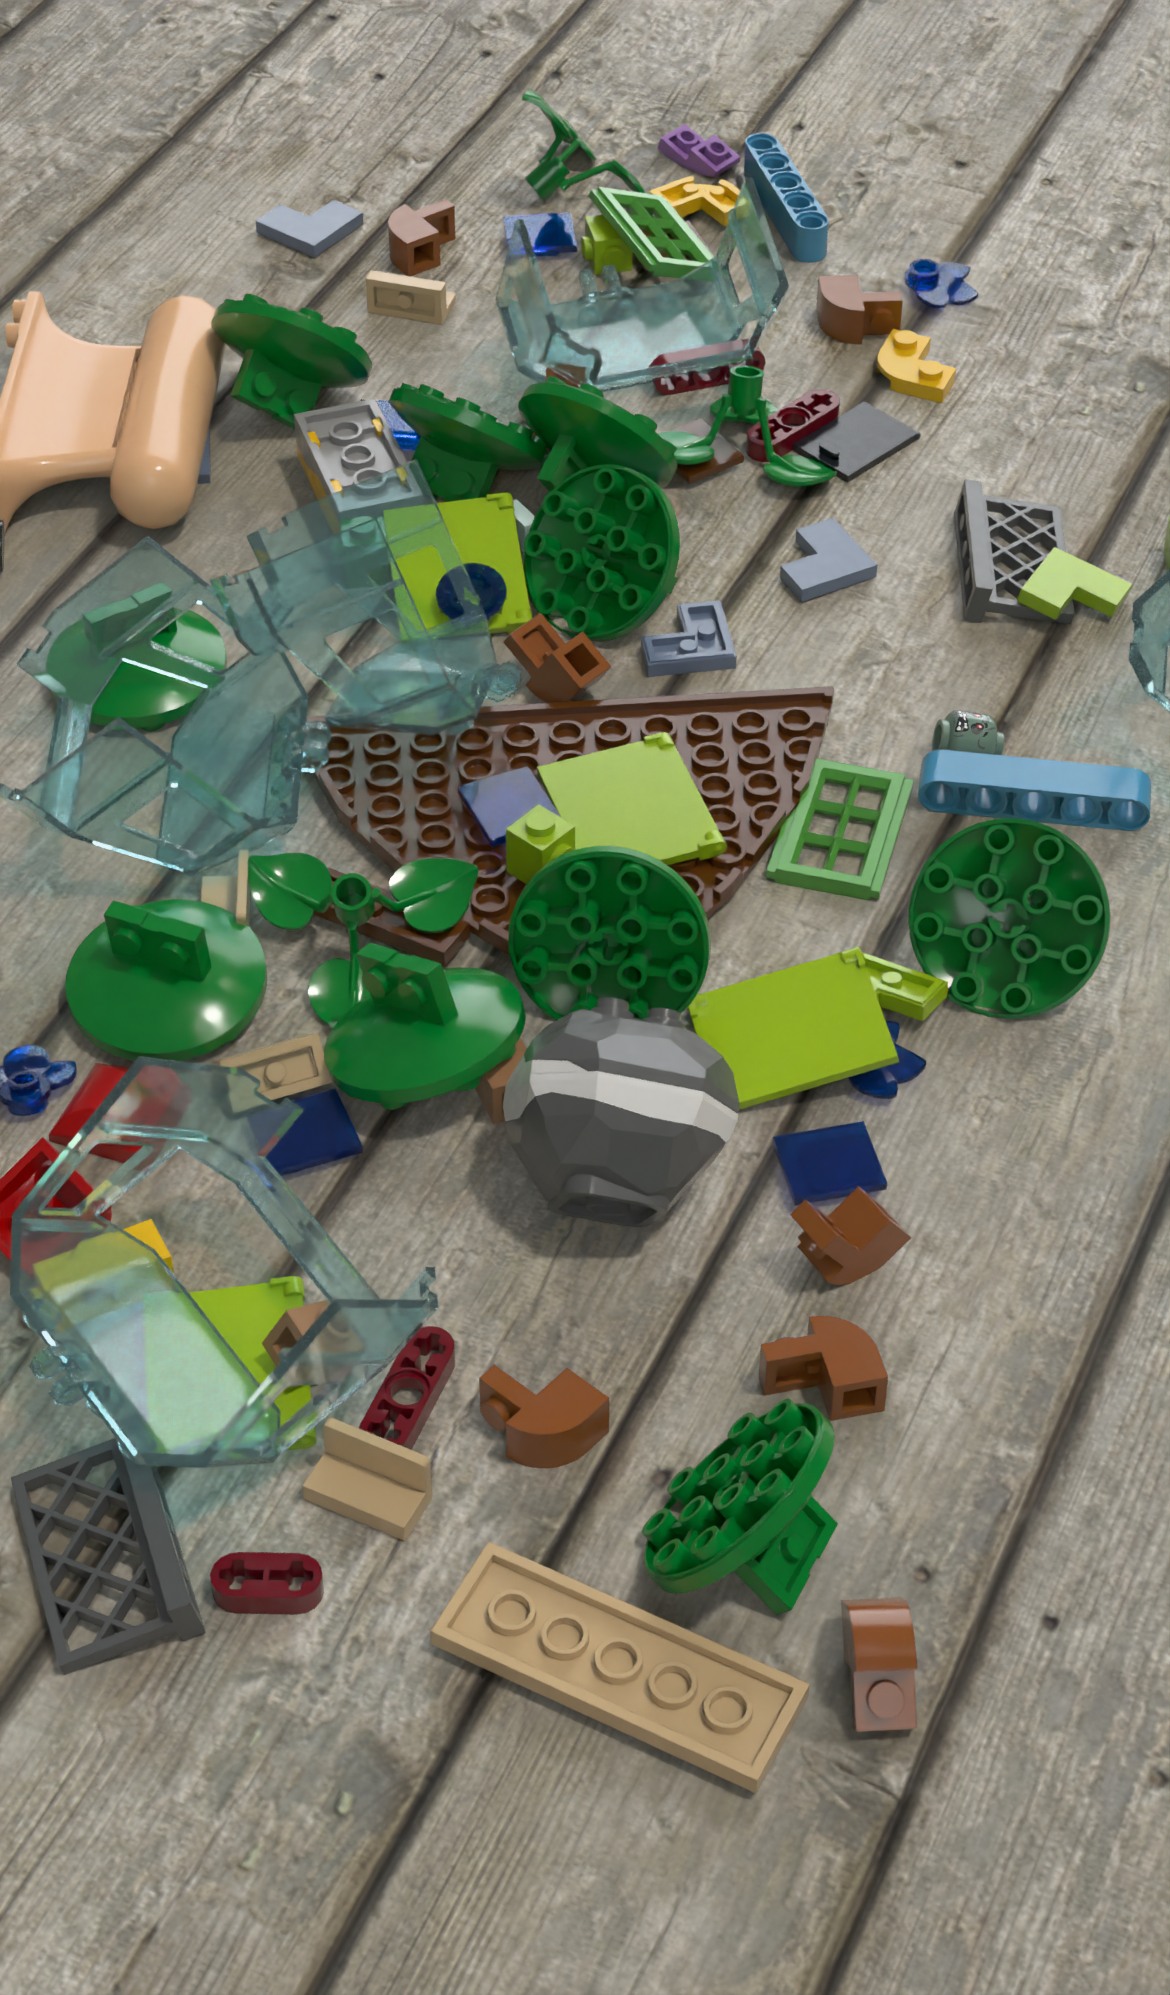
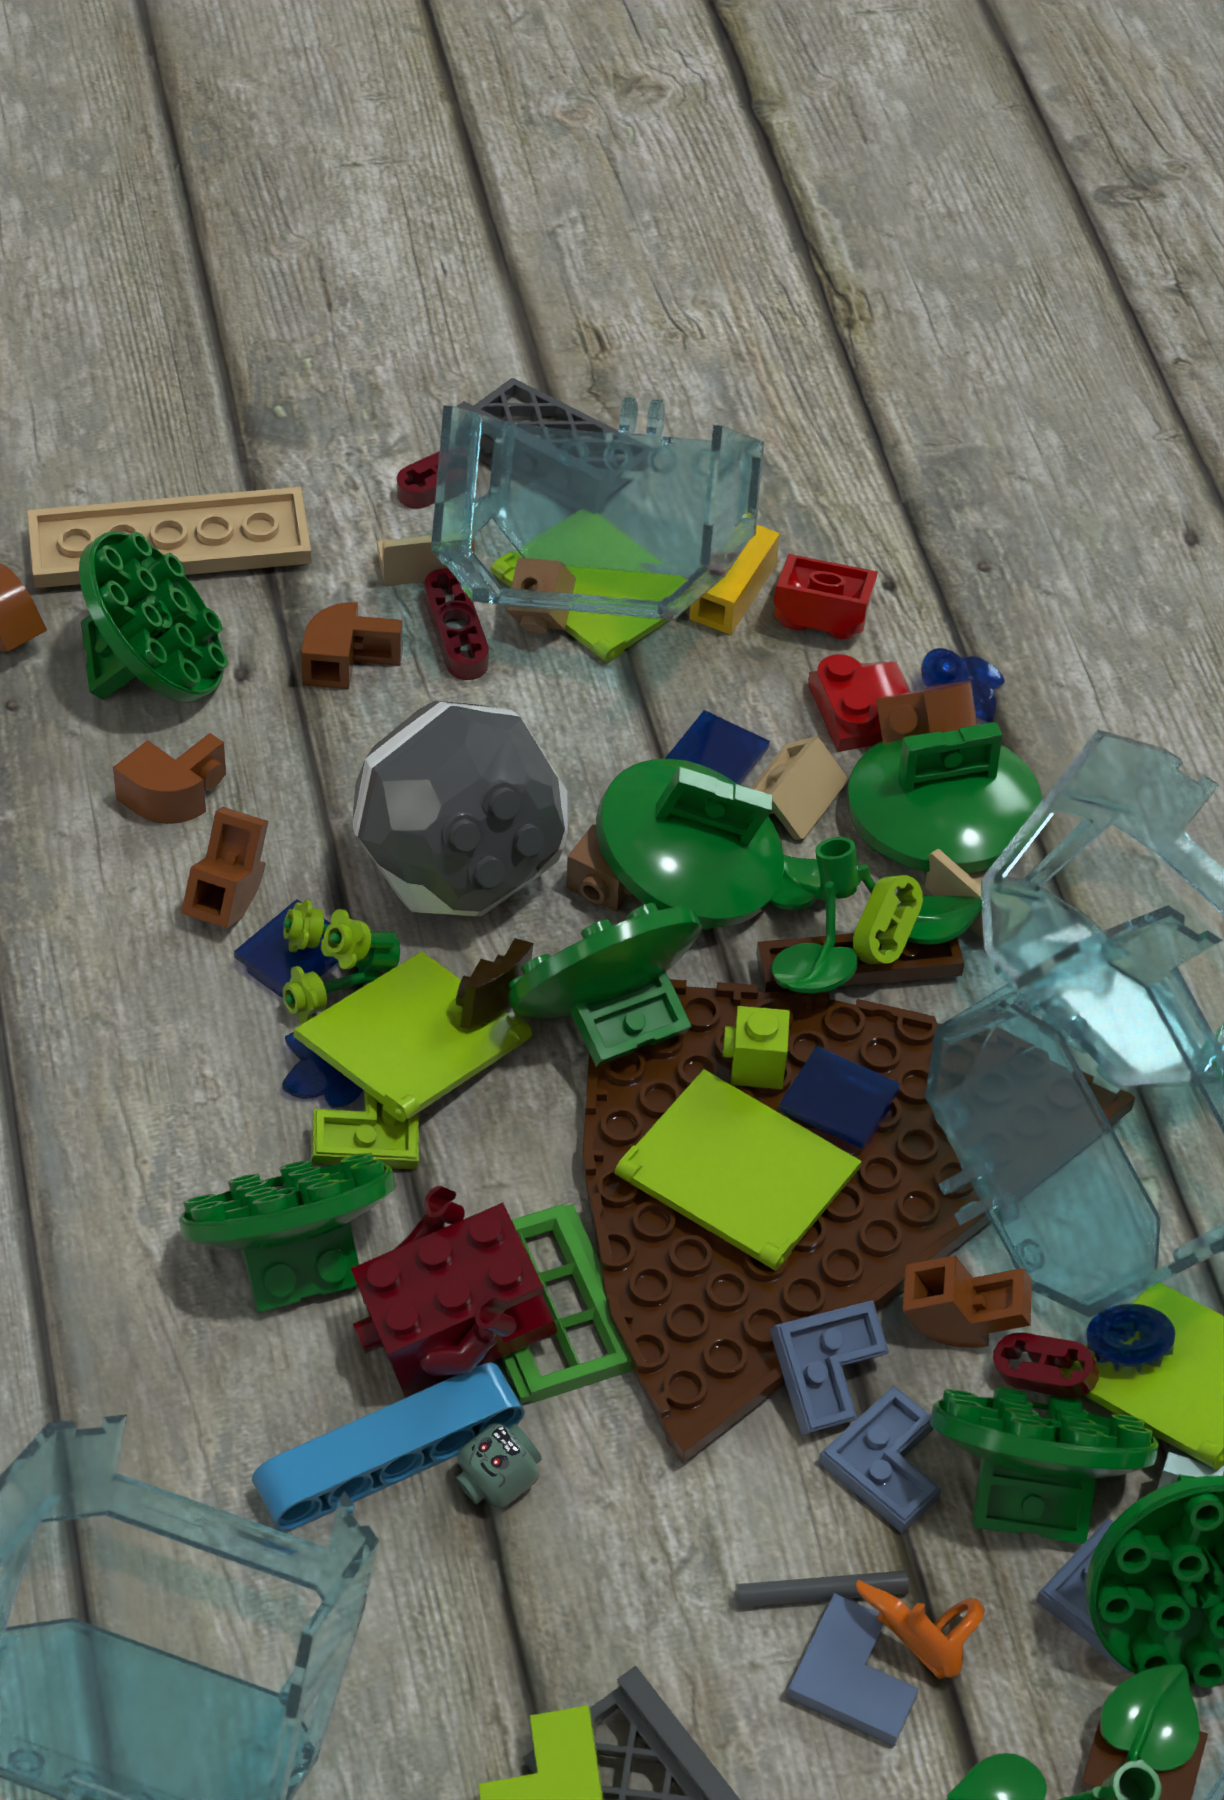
camera: 140 degrees right, 5 degrees up
(86, 1021) = (927, 711): none -> dark orange brick
(317, 882) = (887, 919): none -> lime beam
(525, 610) = (1044, 1371): none -> dark red beam
(696, 683) = (813, 1357): none -> sand blue tile
(711, 1008) = (487, 989): none -> dark brown slope
(779, 539) = (937, 1652): none -> orange piece
(804, 604) = (817, 1588): none -> dark grey bar
(820, 1133) = (345, 940): none -> lime plant
(920, 798) = (451, 1295): none -> dark red torso

